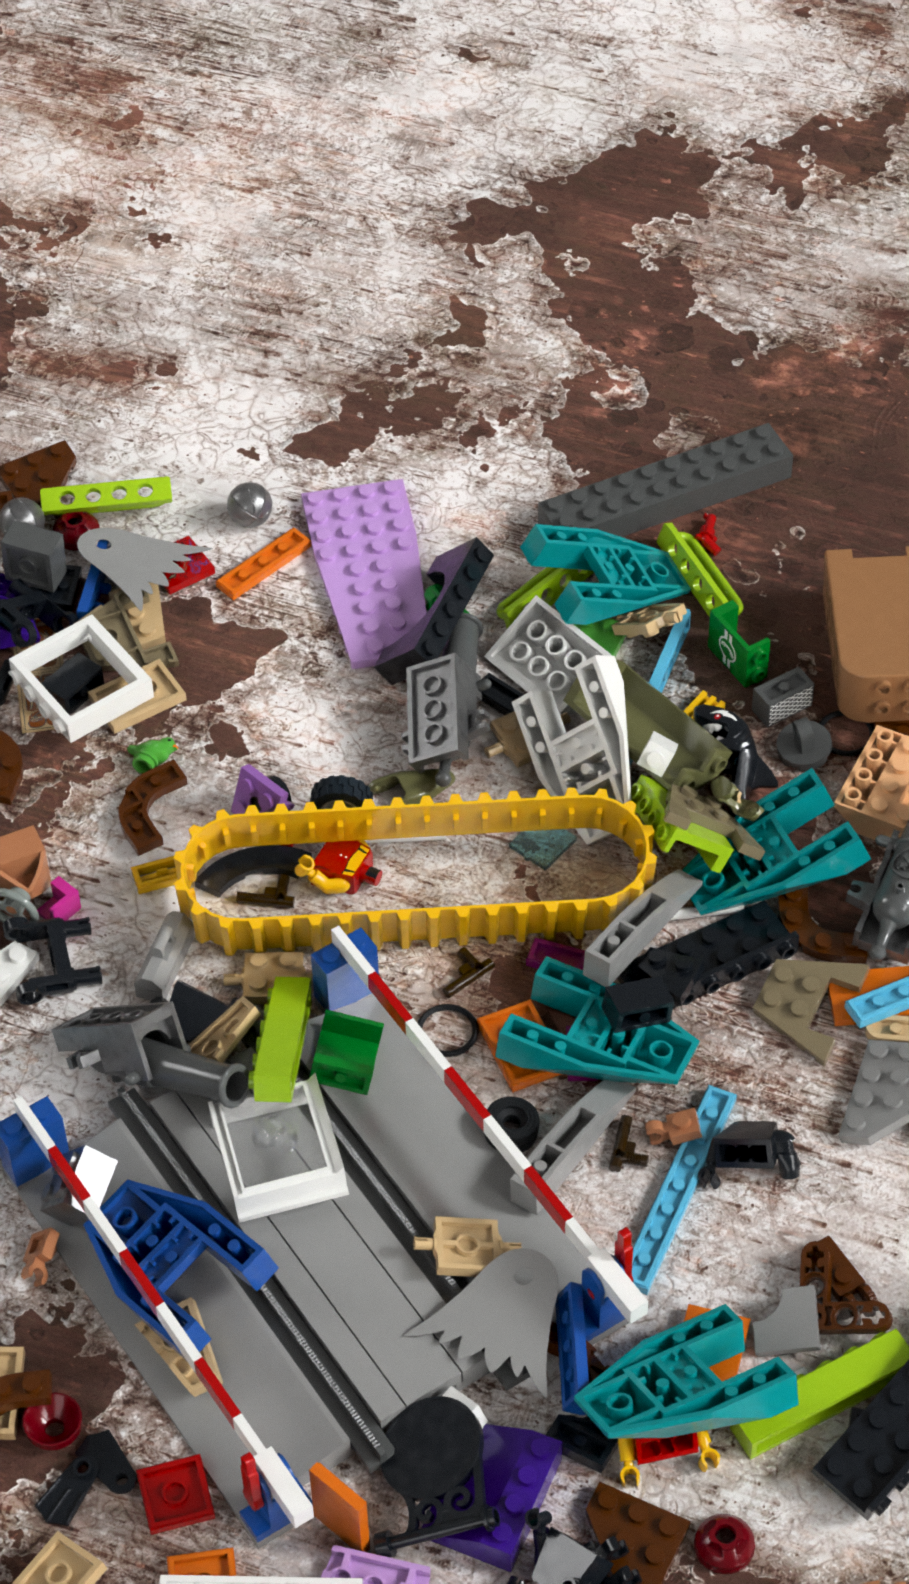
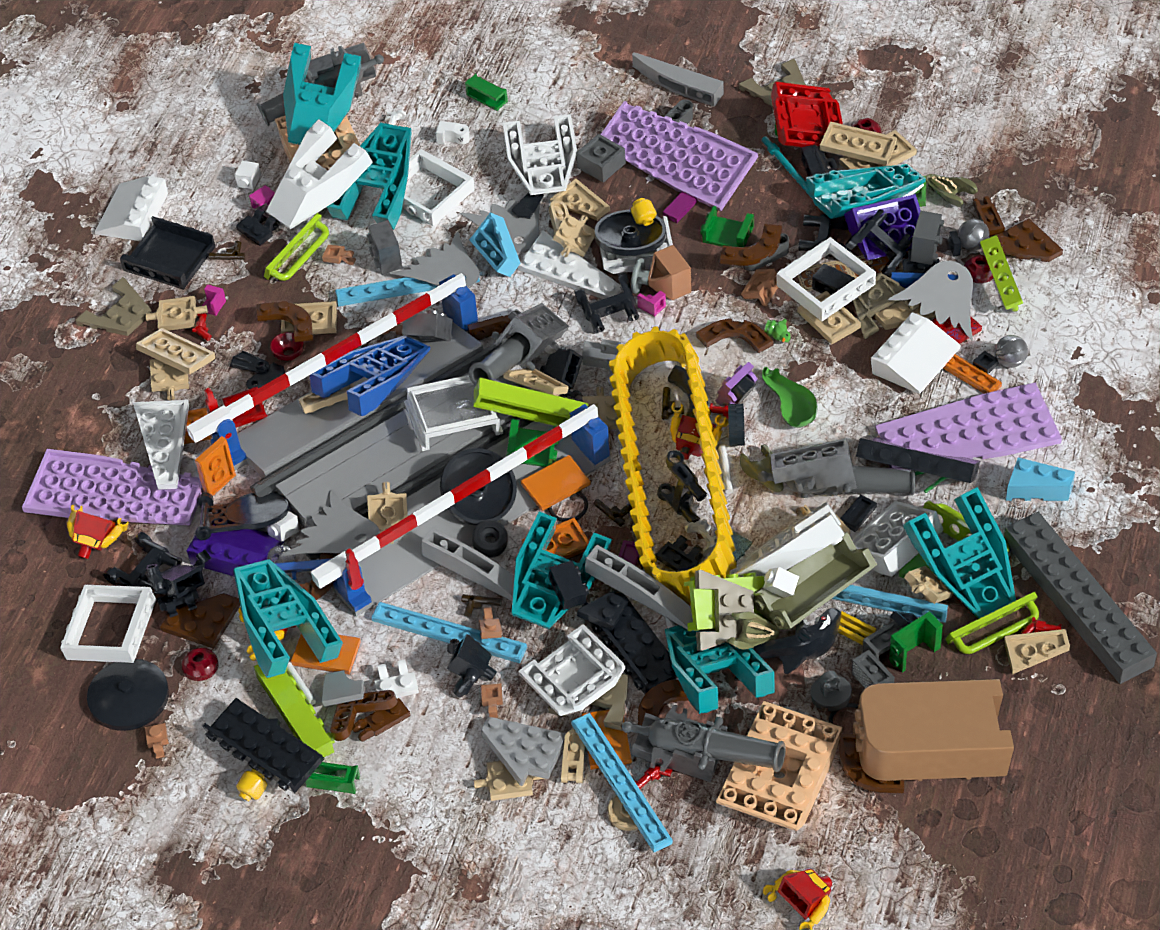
camera: 90 degrees right, 0 degrees up
(55, 768) = (761, 286): none -> nougat bracket
(69, 1110) = (485, 328): none -> reddish brown hinge
(229, 608) = (914, 353): none -> white slope
(255, 537) = (985, 362): none -> black plate
(297, 738) = (797, 402): none -> bright green animal
(398, 1045) = (555, 482): none -> orange tile
(427, 1121) = (486, 503): none -> black dish
(466, 848) = (687, 487): none -> black connector
(475, 506) = (1039, 480): none -> medium azure wedge
(528, 1412) = (275, 552): none -> clear head
(546, 855) = (702, 527): none -> white piece
(570, 886) = (675, 557): none -> black plate
(702, 650) = (903, 618): none -> black tile
(730, 679) = (880, 640): none -> dark grey panel
(740, 542) = (1034, 648): none -> tan wing
(777, 1015) = (574, 672): none -> white wedge
(778, 1255) = (402, 685): none -> white plate
(807, 1128) = (492, 697): none -> nougat plate

